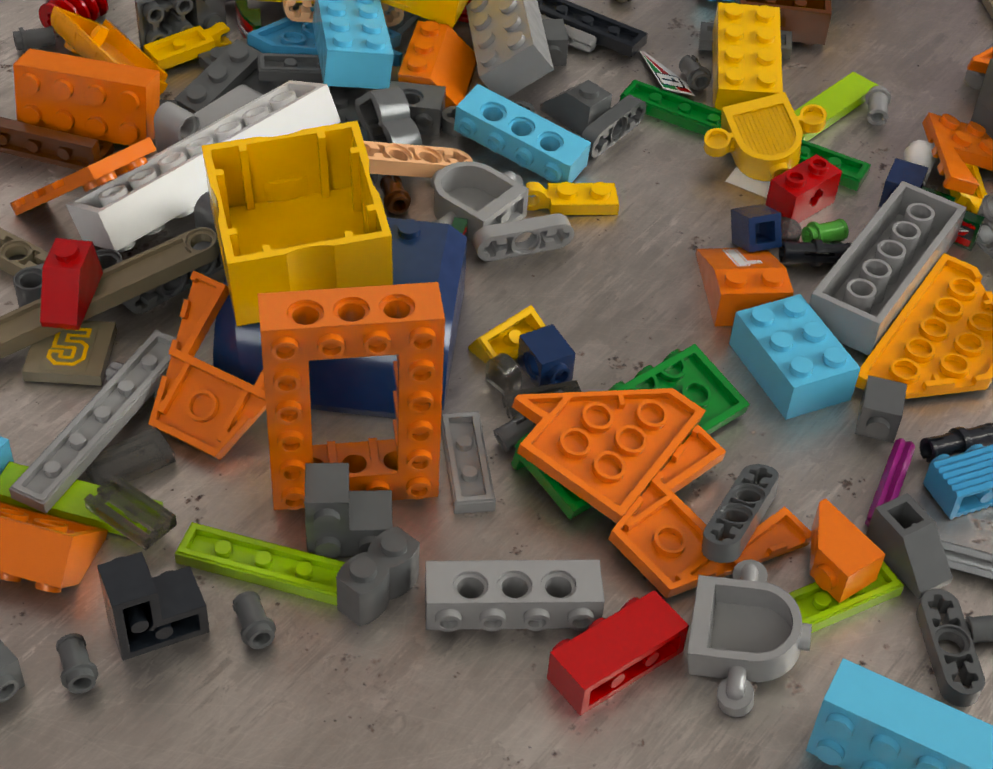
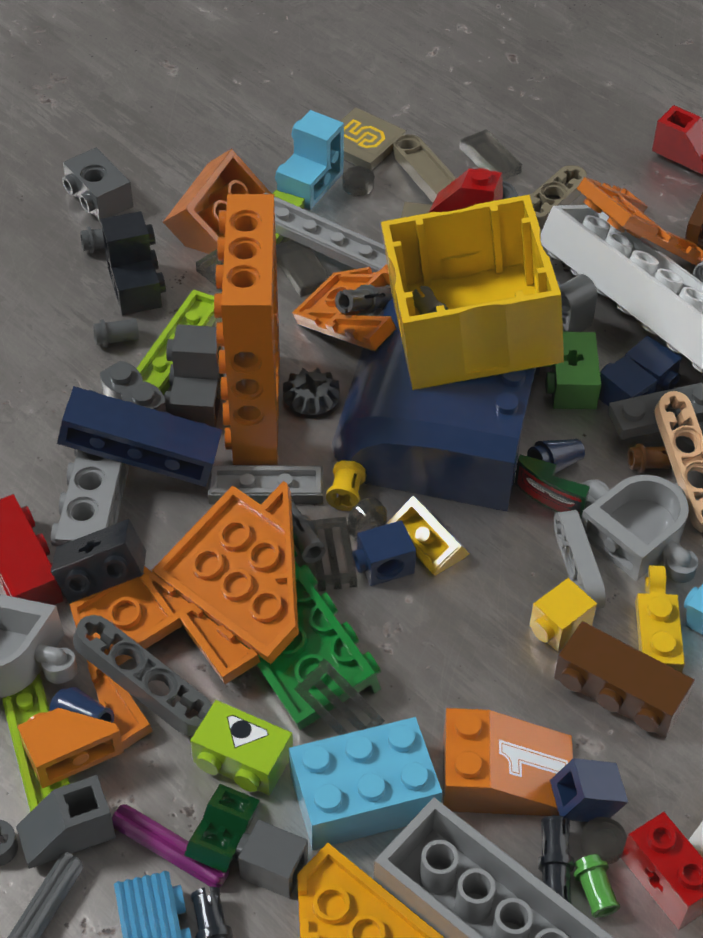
camera: 100 degrees right, 5 degrees up
(234, 359) = (363, 299): none -> dark grey pin
(347, 428) = (302, 400): none -> dark grey gear
(457, 537) = (139, 436): none -> dark blue brick
(465, 392) = (346, 485): none -> yellow bush
(587, 245) = (560, 613): none -> yellow brick
(611, 535) = (99, 561): none -> black brick
(641, 214) = (623, 679): none -> reddish brown brick
(727, 373) = (313, 678): none -> clear smoke tile
(786, 437) = (241, 748): none -> lime brick
(790, 560) = (79, 702): none -> dark blue cone
(854, 447) = (222, 827): none -> dark green slope

